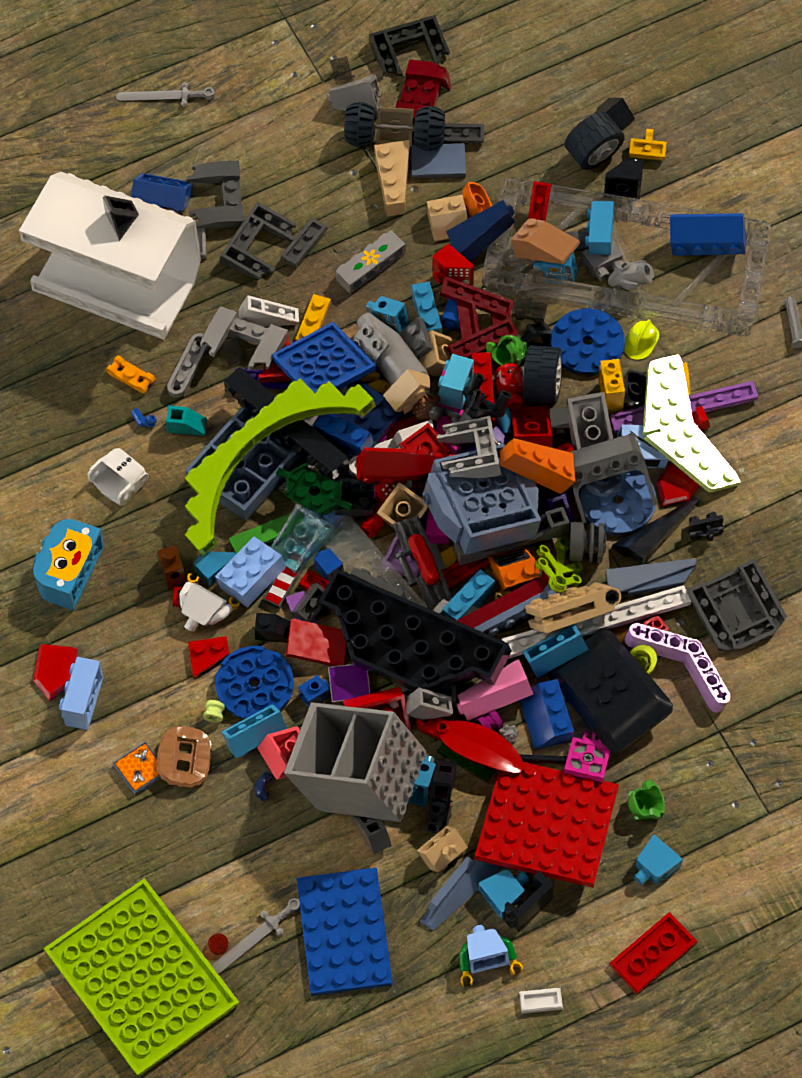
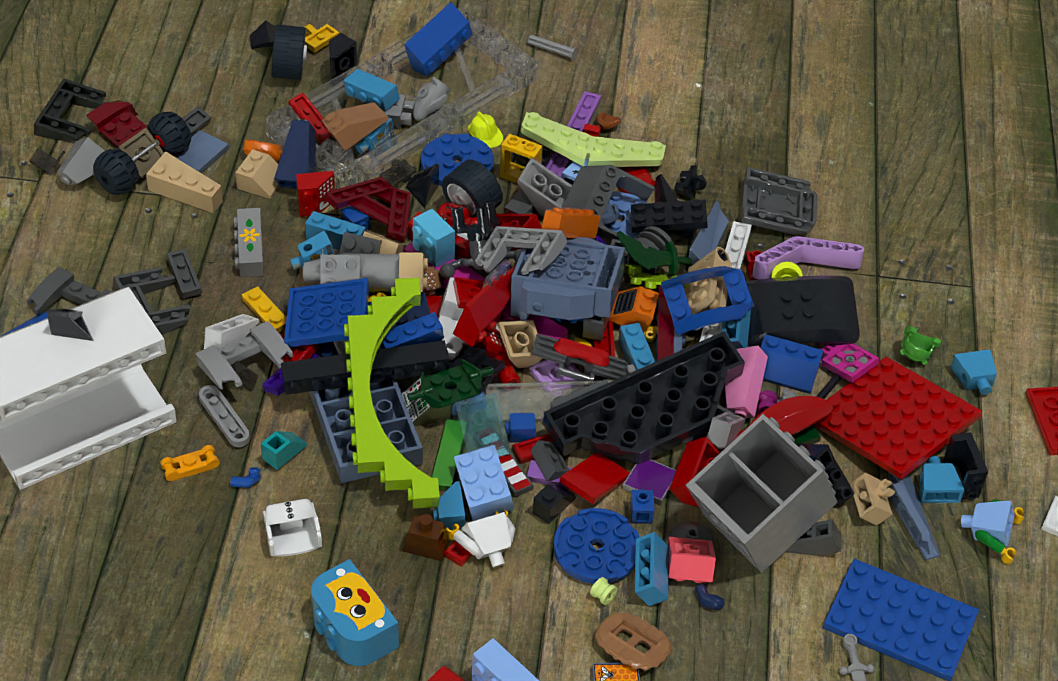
camera: 60 degrees left, 15 degrees down
(207, 653) = (535, 566): red wing -> none
(446, 449) = (501, 269): none -> clear plate
(509, 350) = (424, 200): bright green helmet -> none
(525, 597) = (680, 309): none -> blue wedge
(564, 547) = (650, 257): none -> dark green sword
(638, 533) = (669, 215): none -> black plate
(730, 419) = (606, 121): none -> dark orange piece

